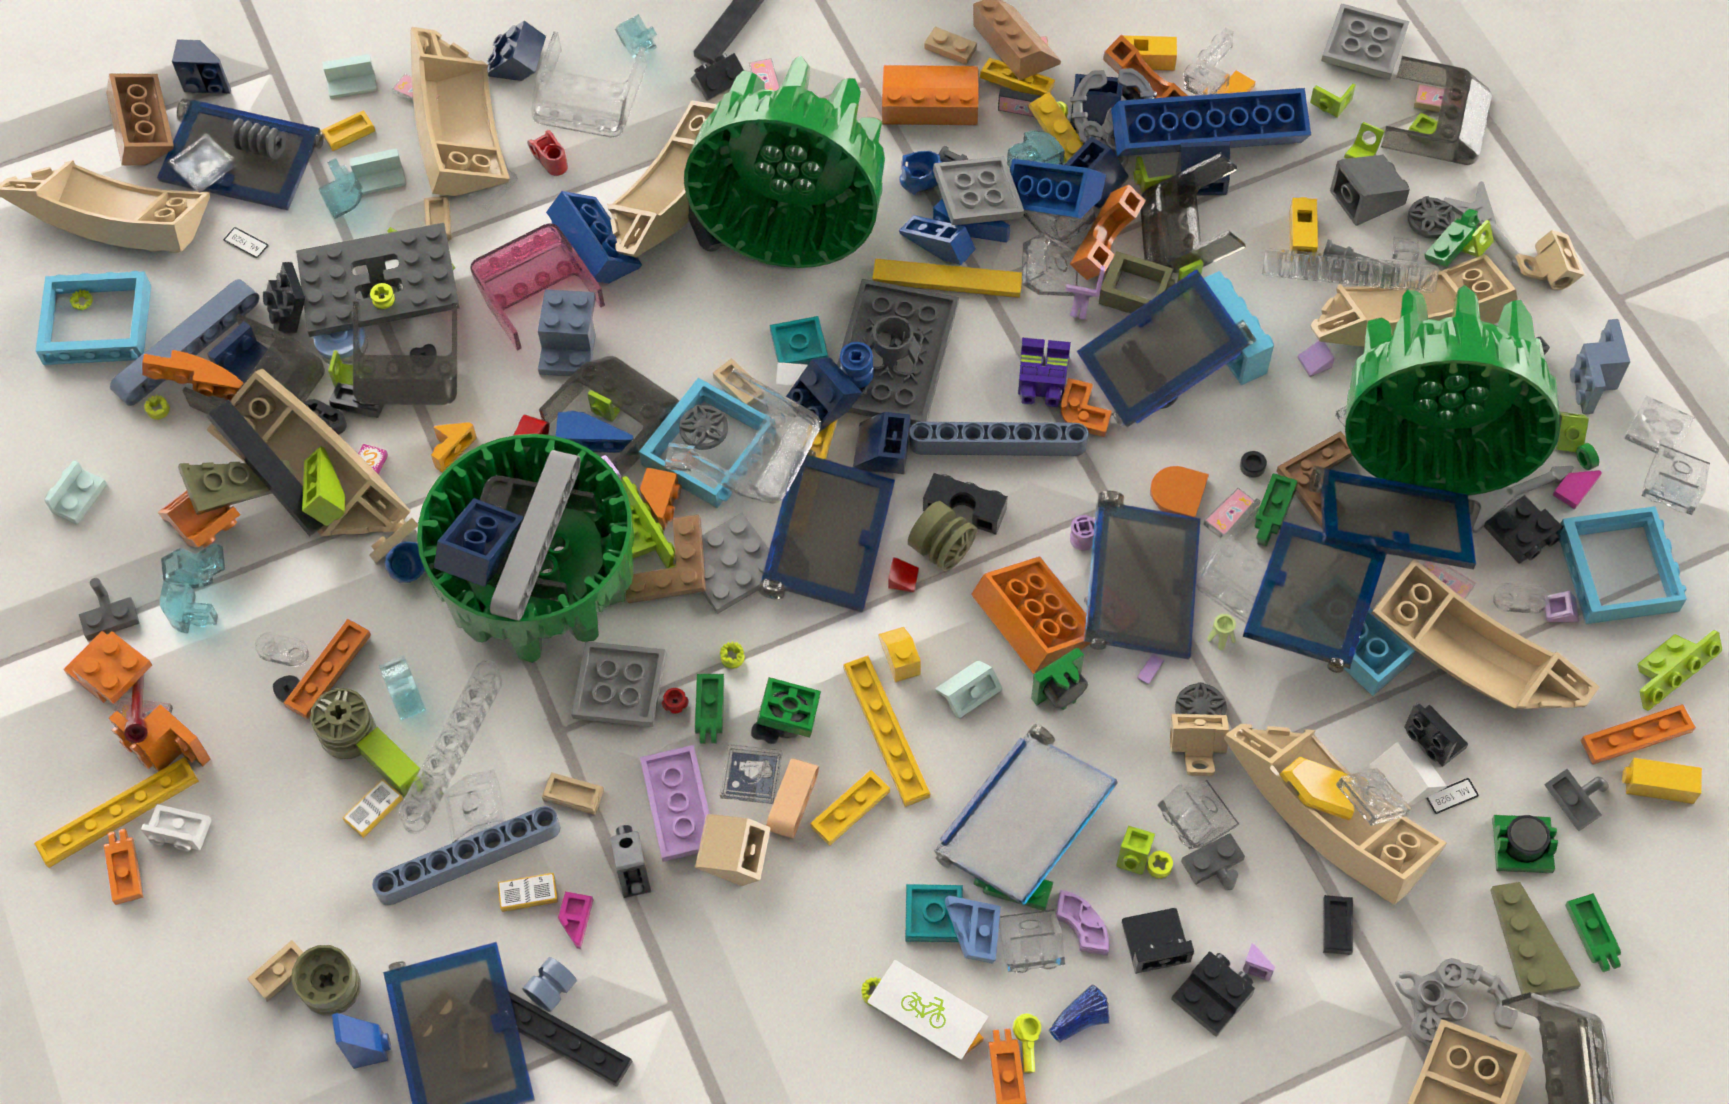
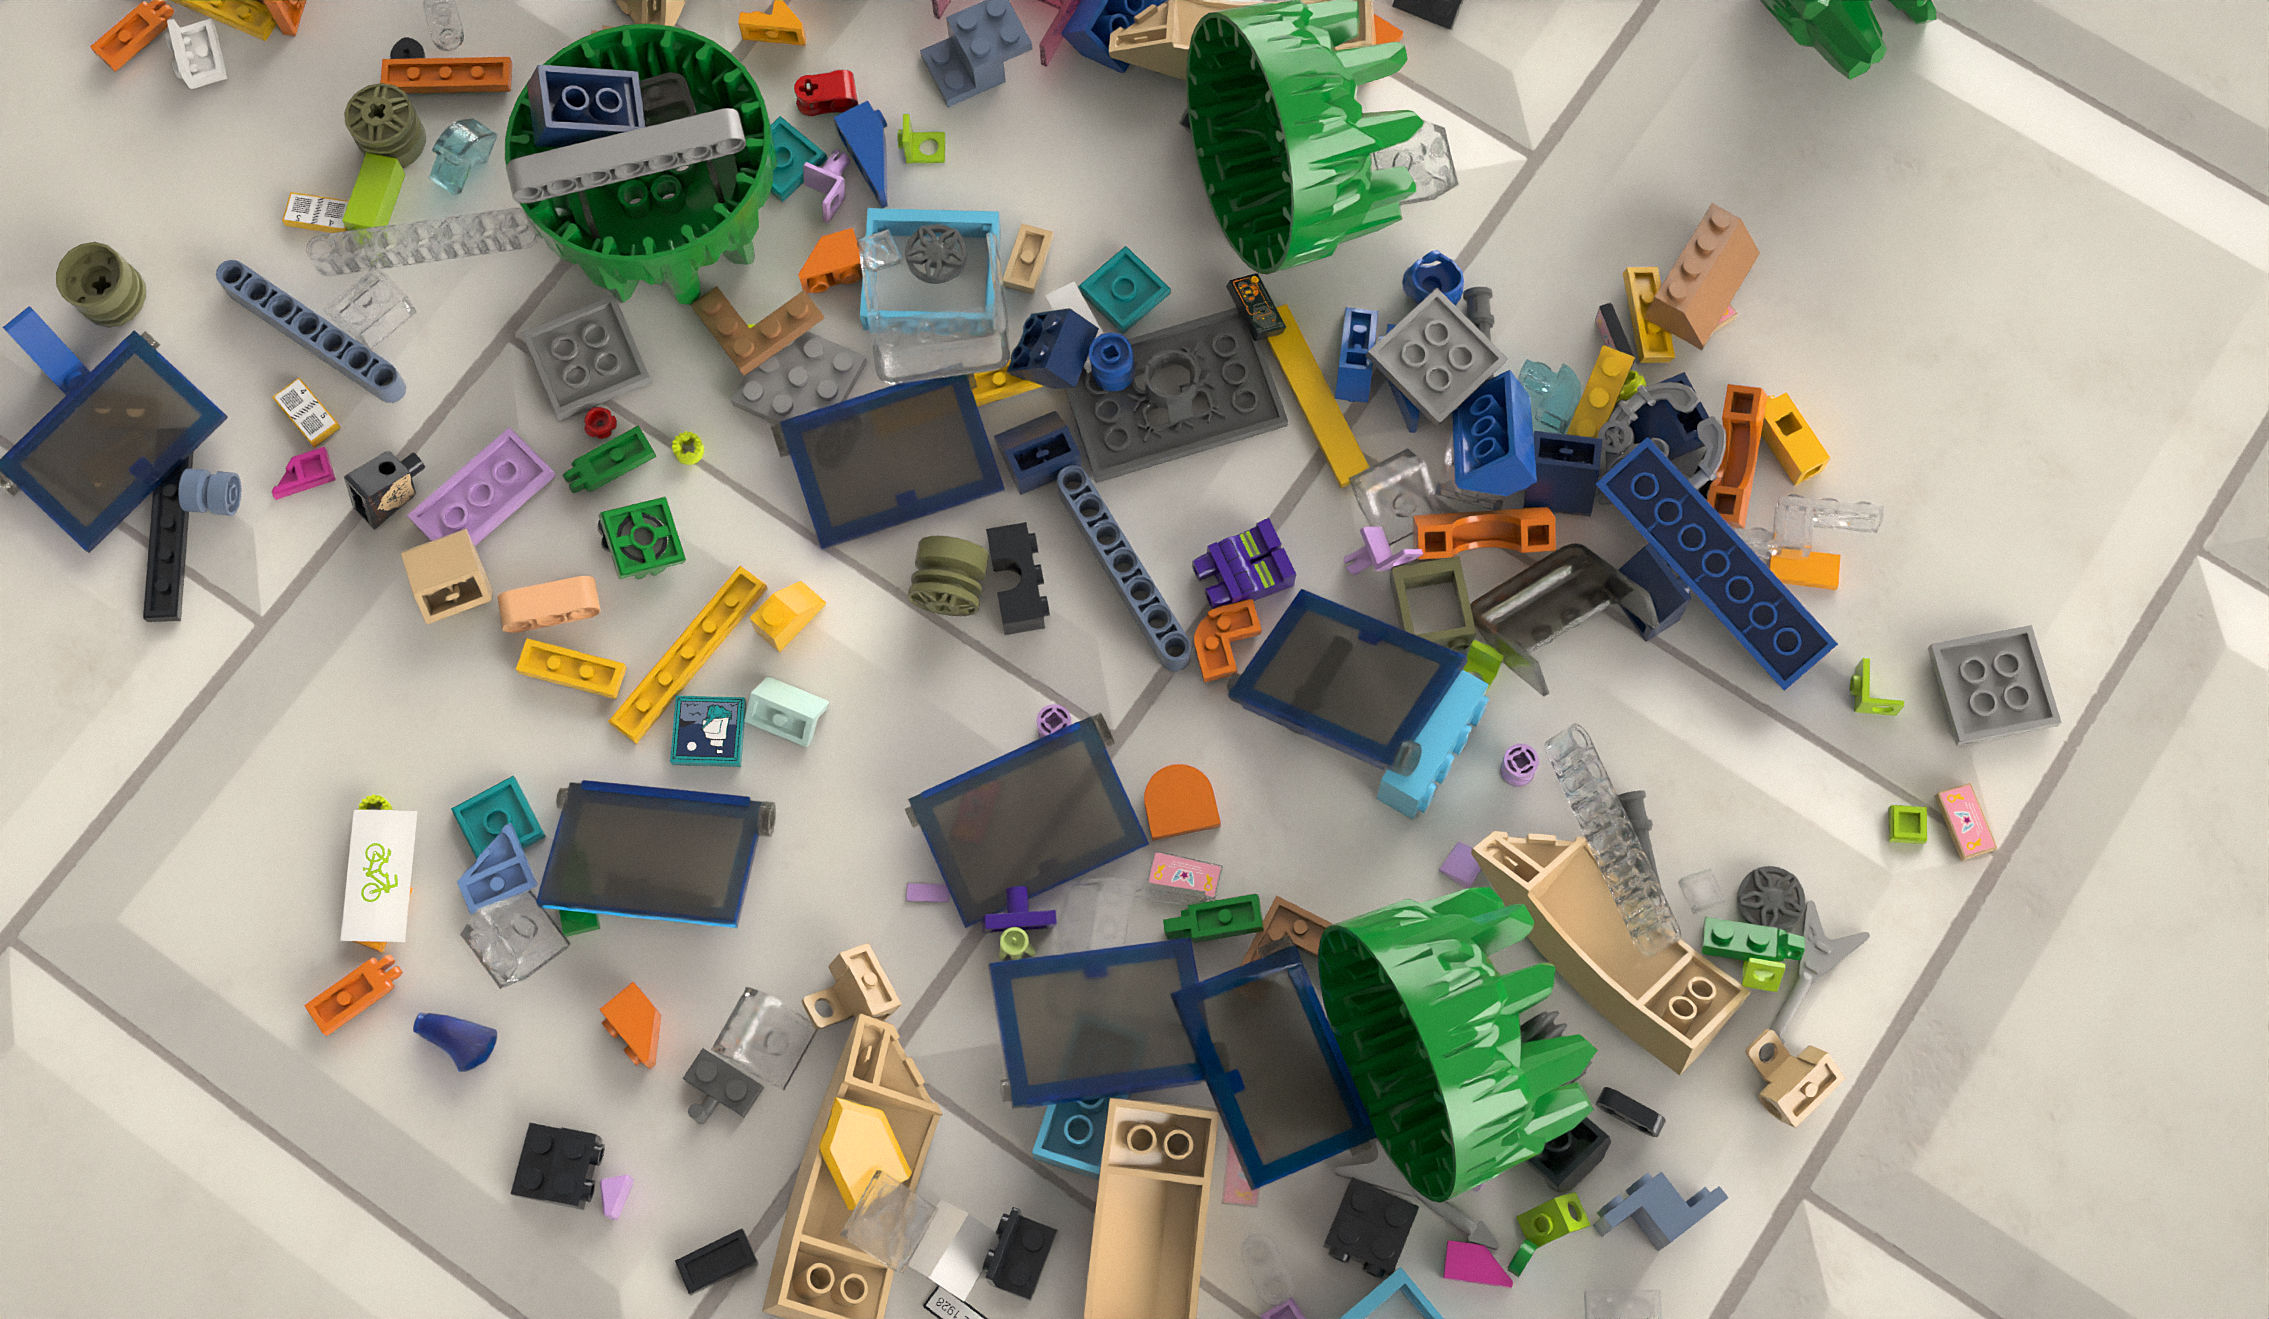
camera: 60 degrees right, 10 degrees up
(276, 971) = (88, 230): tan plate -> none
(573, 793) = (439, 389): tan tile -> none
(627, 391) = (941, 151): clear smoke windscreen -> none
(647, 533) = (779, 261): lime bracket -> none
(751, 774) = (559, 546): clear tile -> none
(766, 71) = (1460, 49): bright pink tile -> none
(869, 272) = (1256, 306): none -> tile
(902, 575) = (887, 564): red slope -> none
(930, 95) = (1561, 231): orange slope -> none
(950, 45) = (1651, 216): tan plate -> none
(952, 744) = (708, 731): none -> tile
(1027, 1030) = (409, 990): neon yellow plate -> none
(1032, 612) = (919, 726): orange slope -> none
(1060, 681) = (836, 801): green piece -> none
(1084, 921) = (572, 984): lavender tile -> none
(1135, 850) = (685, 991): lime bracket -> none
(1140, 889) = (636, 1021): none -> orange slope
(1141, 178) = (1595, 529): lime bracket -> none
(1156, 872) = (683, 1039): neon yellow bush -> none
(1156, 940) = (586, 1071): black bracket -> none
(1200, 704) = (908, 971): dark grey wheel -> none
(1204, 617) = (1018, 914): none -> dark purple tile
(1253, 464) = (1270, 867): black tile -> none
(1270, 295) = (1517, 772): none -> lavender wheel
(1303, 225) = (1646, 753): yellow brick -> none
(1360, 147) = (1816, 767): lime bracket -> none
(1368, 187) = (1760, 801): dark grey slope -> none
(1460, 118) = (1950, 857): clear smoke windscreen -> none

